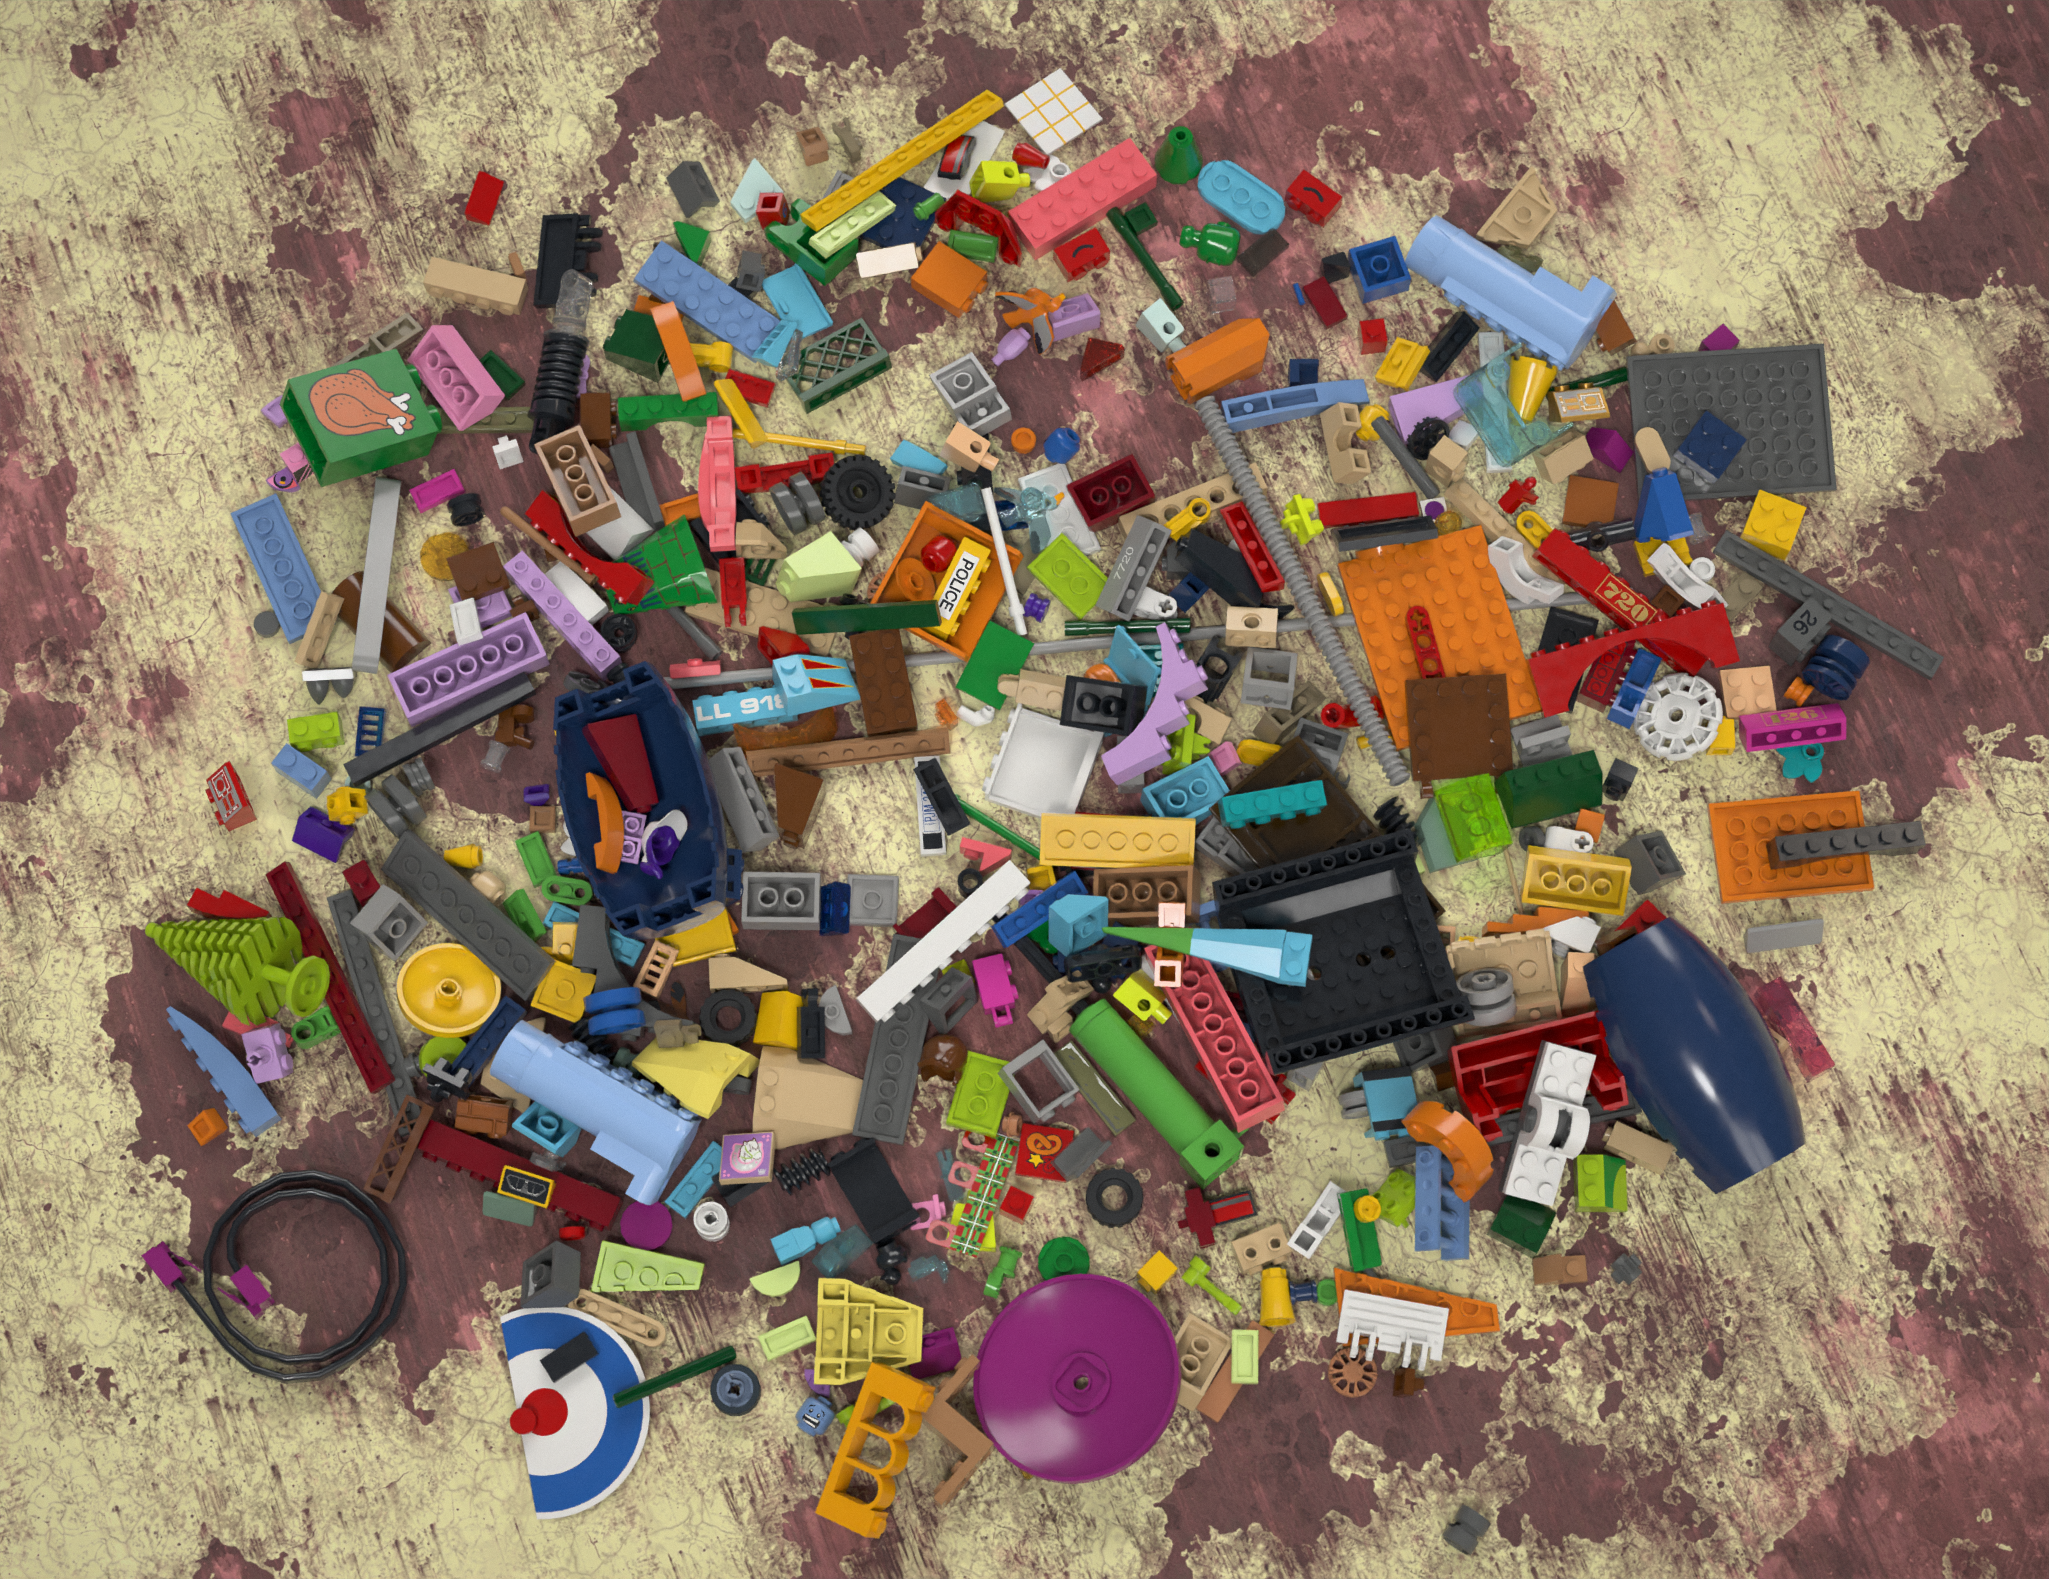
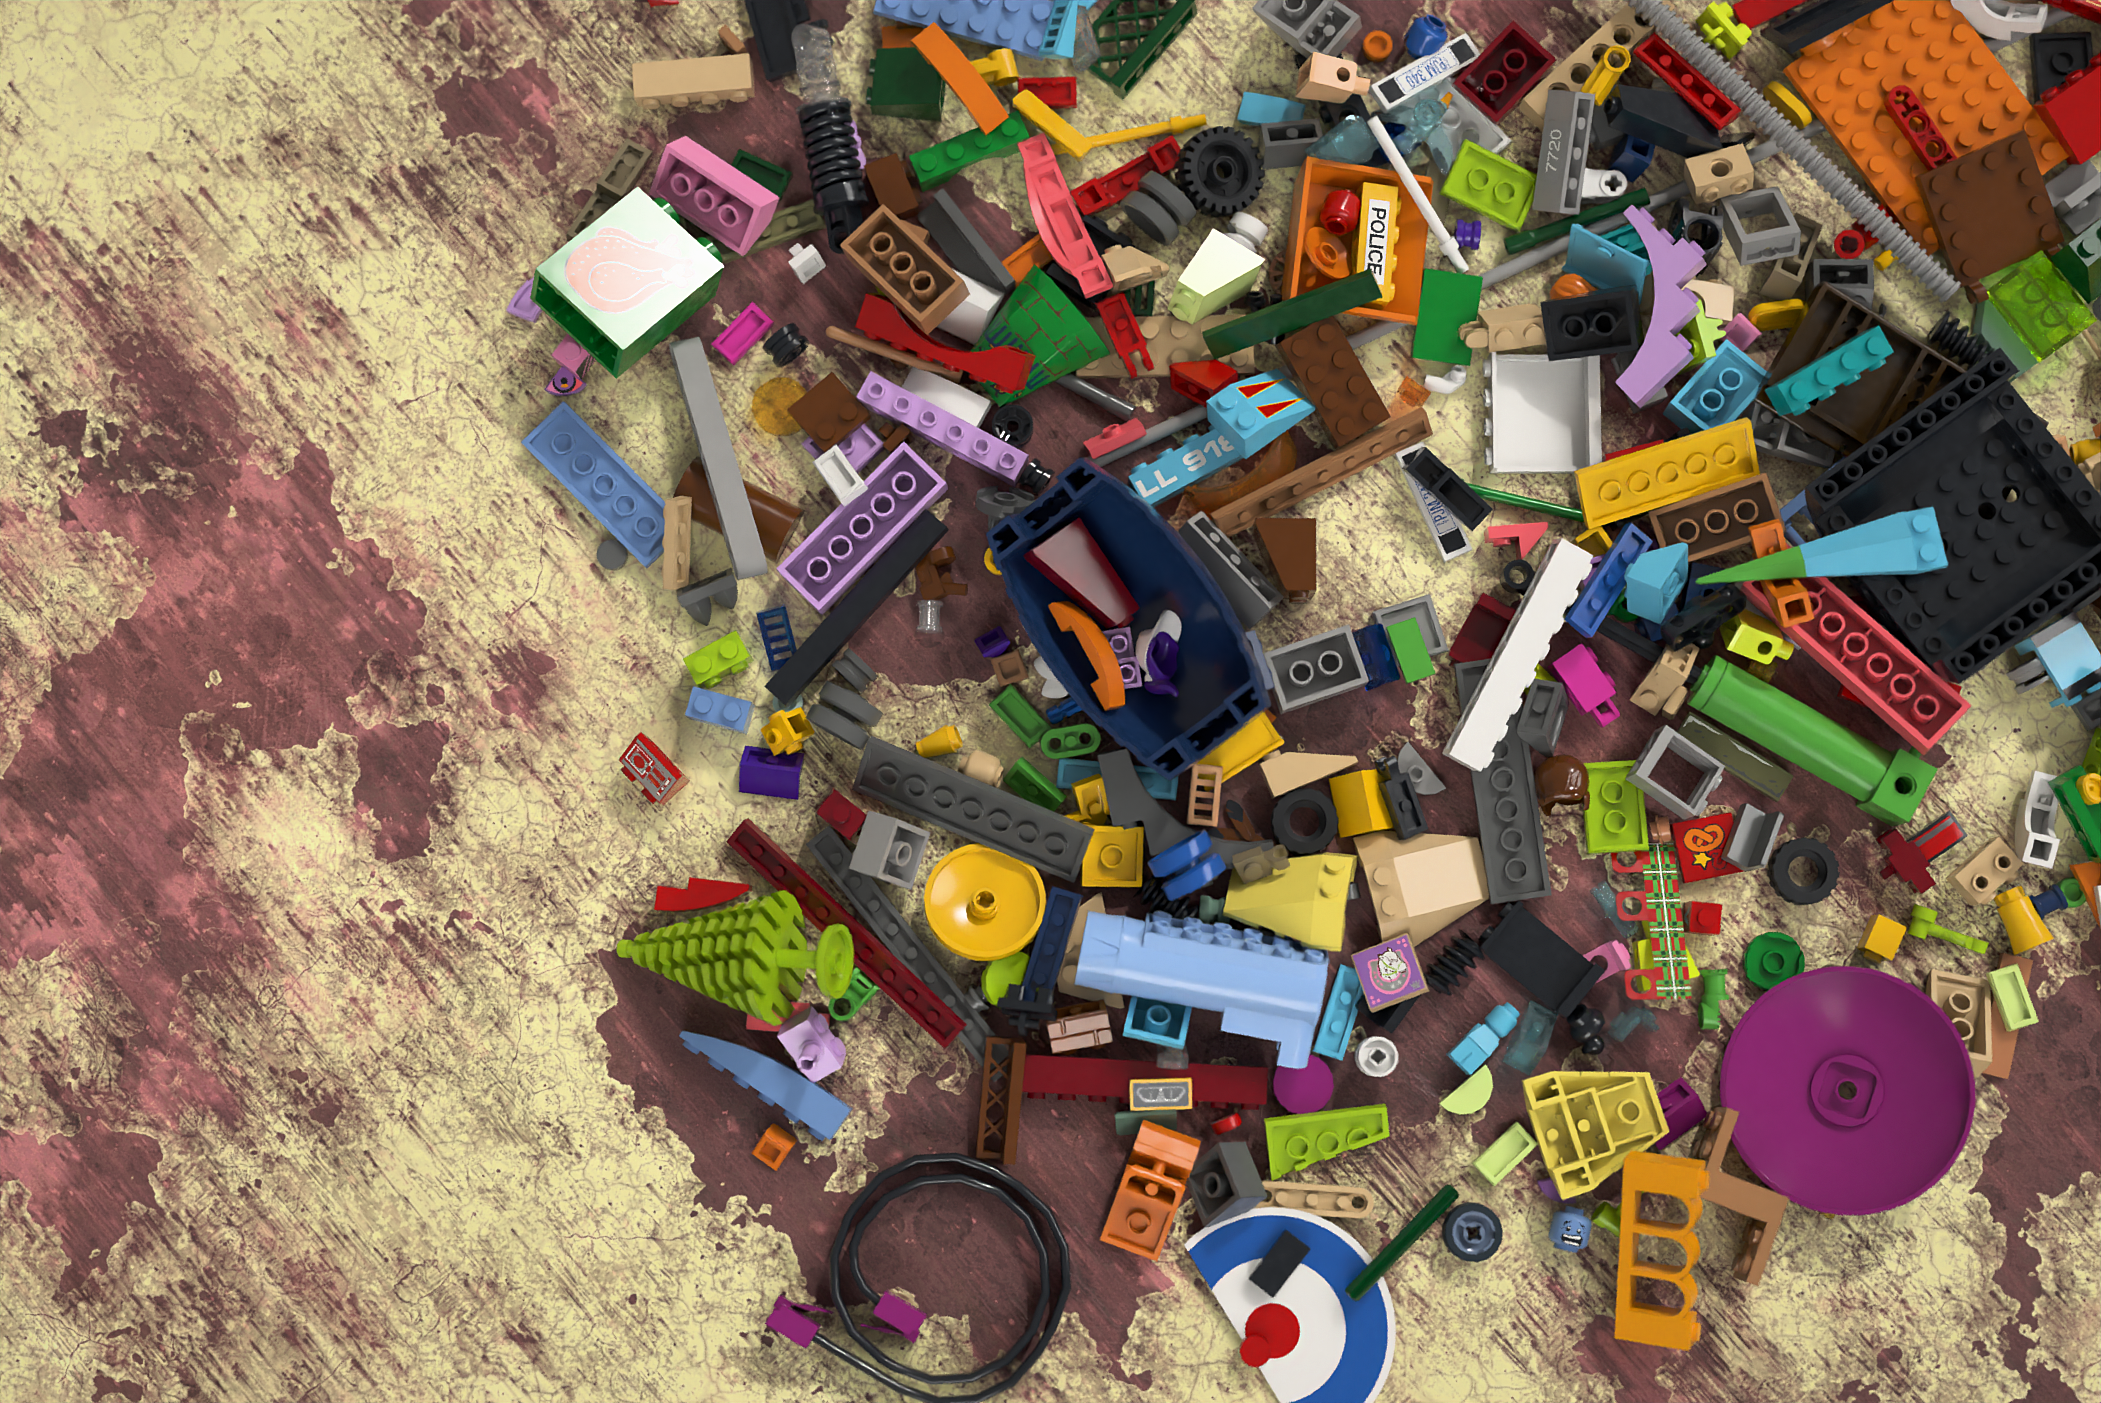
camera: 15 degrees left, 10 degrees up
(489, 1262) = (1150, 1190): none -> orange piece
(864, 913) = (1410, 650): none -> bright green tile
(1047, 472) = (1424, 73): none -> tile

